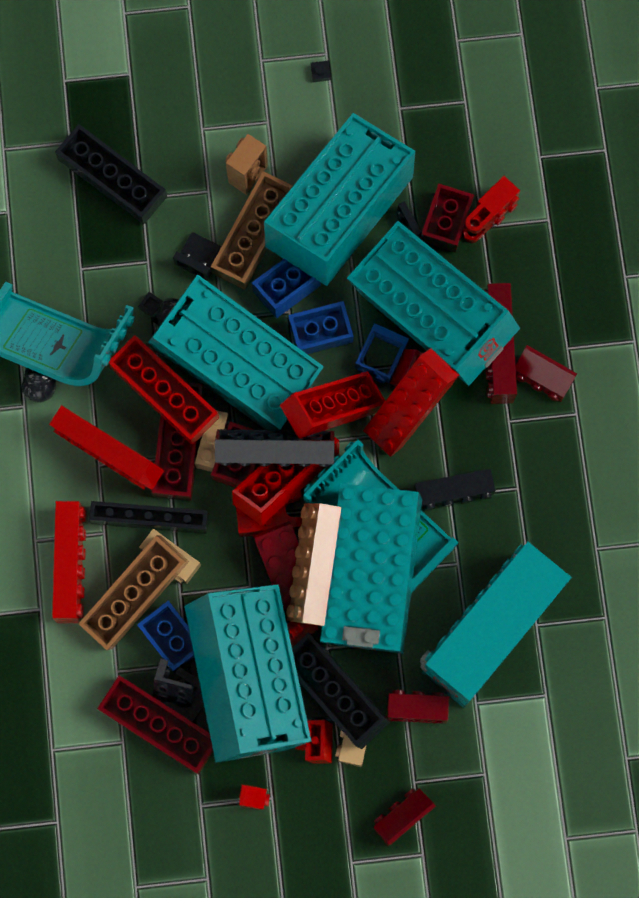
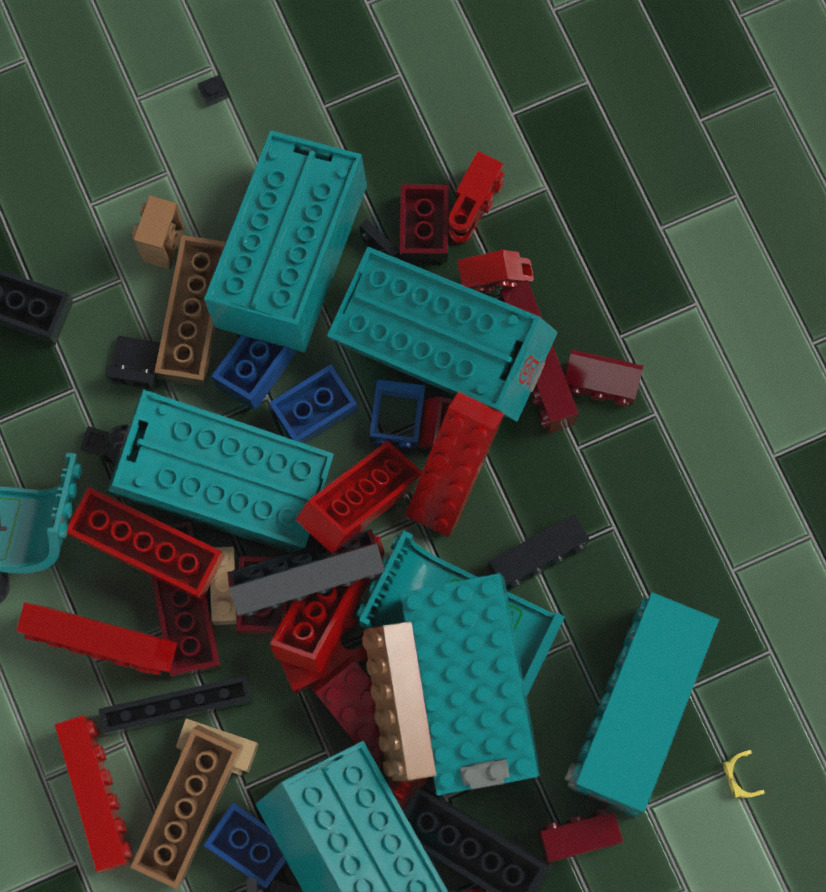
camera: 15 degrees left, 0 degrees up
(488, 268) = (494, 271): none -> red brick
(545, 711) = (735, 789): none -> light yellow cap

